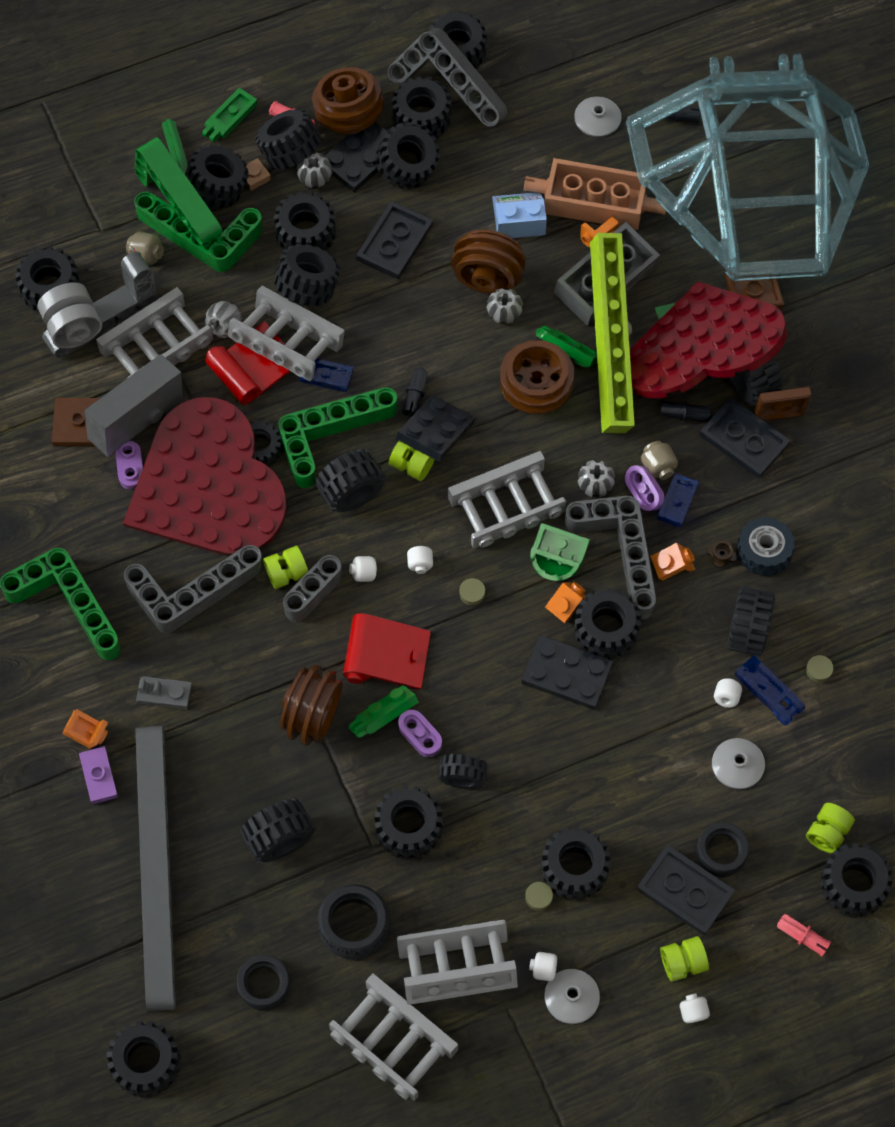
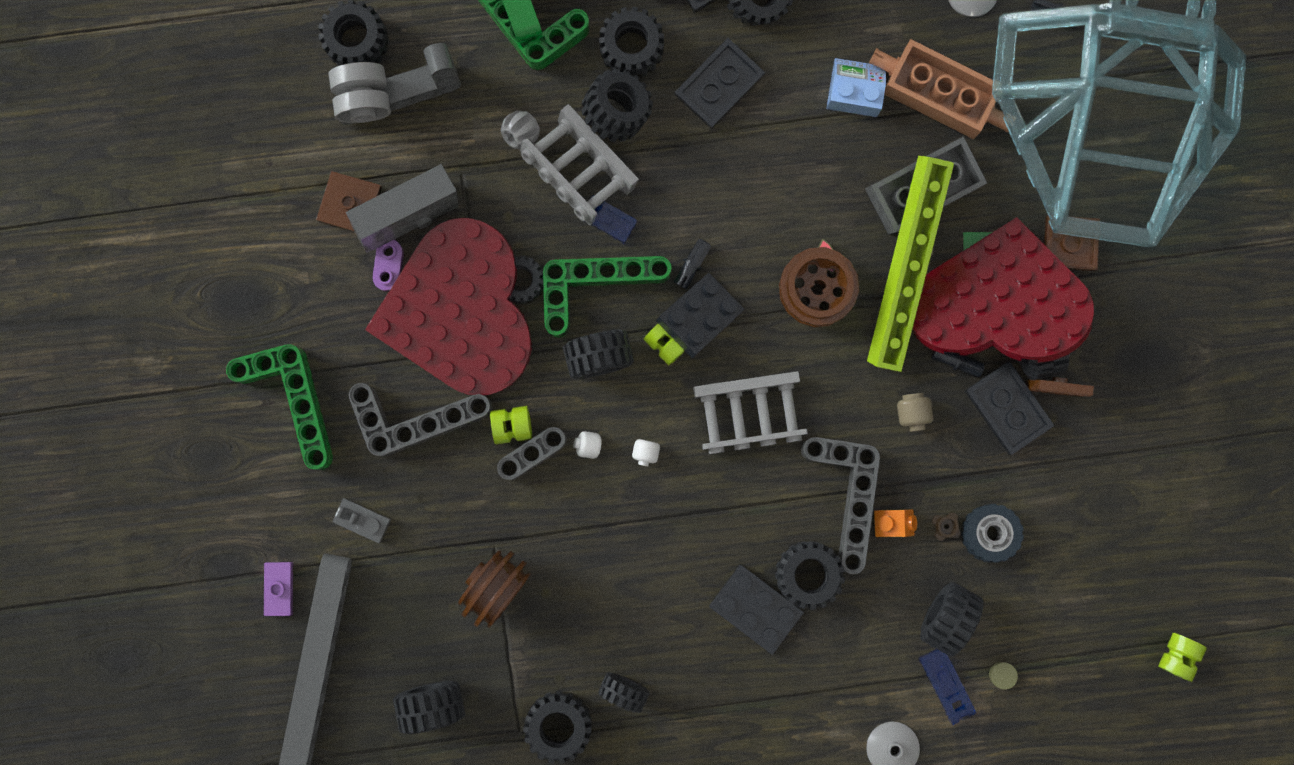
camera: 15 degrees right, 20 degrees up
(85, 729) = (276, 541): orange bracket -> none
(147, 245) = (461, 24): dark tan head -> none
(150, 318) = (449, 107): light grey fence -> none
(245, 371) = (524, 191): red door -> none
(383, 711) = (565, 603): green hinge -> none
(384, 651) = (583, 539): red door -> none
(421, 734) = (595, 634): medium lavender plate -> none
(472, 591) = (688, 498): olive tile -> none
(488, 261) = (806, 144): reddish brown wheel -> none
(504, 306) = (818, 193): light grey piece -> none
(558, 553) = (784, 482): green slope -> none
(566, 601) = (778, 536): orange bracket -> none
(582, 354) = (861, 255): green hinge -> none
(588, 233) = (938, 138): orange bracket -> none
(593, 486) = (852, 409): light grey piece -> none
(645, 489) = (890, 436): medium lavender plate -> none
(678, 500) = (920, 458): clear blue plate -> none
(728, 693) = (906, 676): white piece -> none

